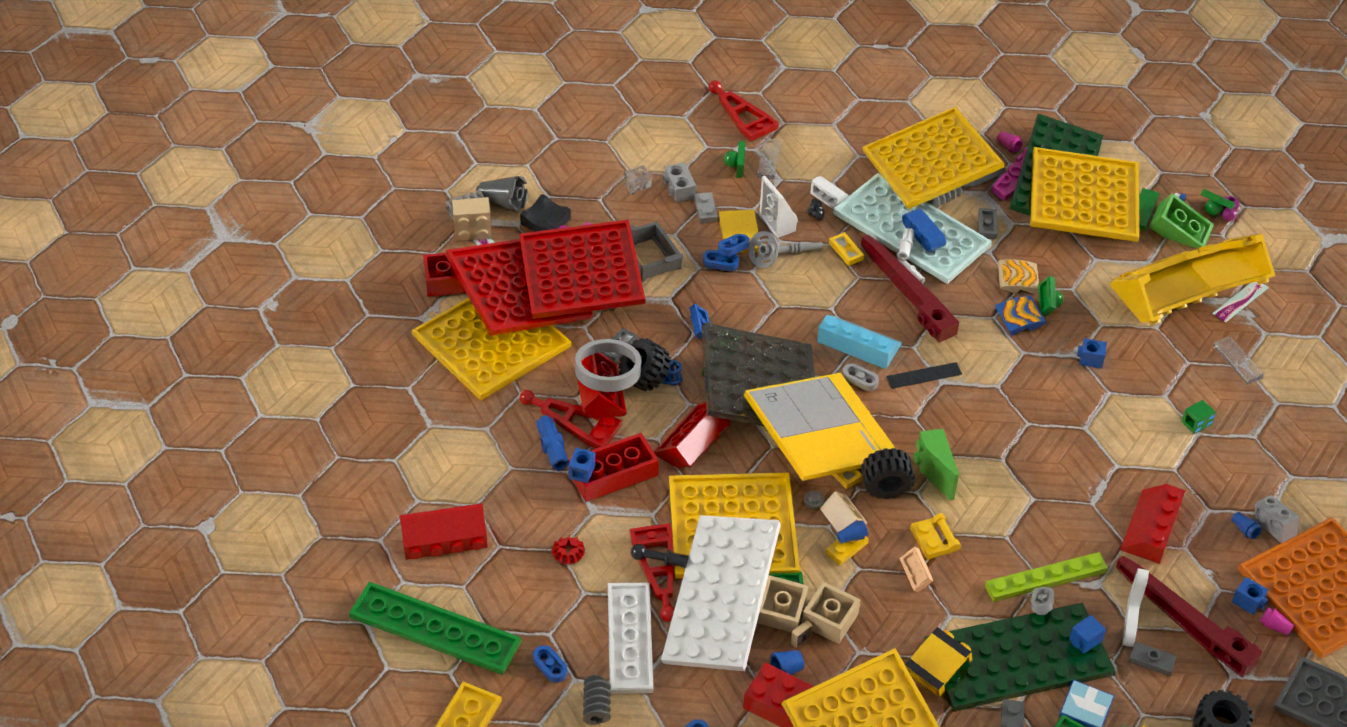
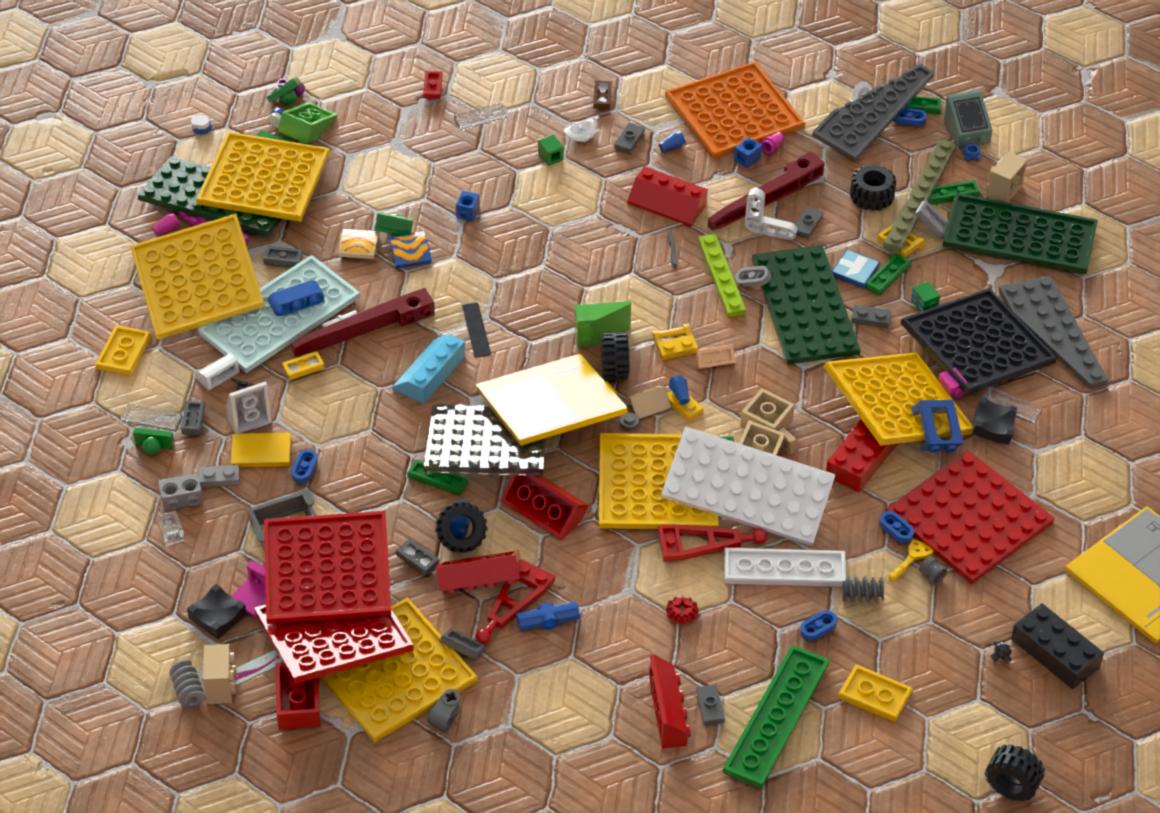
camera: 85 degrees left, 0 degrees up
(438, 374) = (445, 710): none -> dark grey piece
(450, 574) = (710, 705): none -> dark grey plate
(506, 192) = (175, 645): dark grey cone -> none
(516, 382) = (462, 643): none -> dark grey plate
(581, 465) = (603, 575): blue brick -> none
(602, 383) = (482, 567): light grey piece -> none
(619, 467) = (588, 563): red brick -> none
(640, 552) = (694, 549): black pin -> none
(699, 317) = (403, 488): blue plate -> none
(733, 245) = (292, 448): blue plate -> none
(753, 130) = (101, 416): red plate -> none
(769, 249) = (298, 423): light grey dish -> none
(779, 181) = (193, 417): none -> dark grey plate
(788, 661) = (818, 453): blue piece -> none
(846, 132) = (123, 350): none -> yellow tile
(860, 377) = (480, 371): light grey plate -> none
(906, 244) = (312, 314): white axle -> none
(938, 660) = (820, 346): yellow panel -> none
(1077, 532) = (673, 255): none -> dark grey piece
(1087, 634) = (795, 250): blue brick -> none
(1155, 152) = (201, 124): none -> white piece
(1193, 275) = (377, 125): yellow windscreen -> none
(1238, 442) = (583, 130): none -> white hat
(1239, 301) = (405, 103): sticker -> none
(1243, 487) = (629, 138): none -> dark grey plate
(1270, 316) = (432, 85): none -> red plate
(1276, 518) = (671, 119): light grey brick -> none
(1305, 459) = (602, 94): none -> reddish brown piece

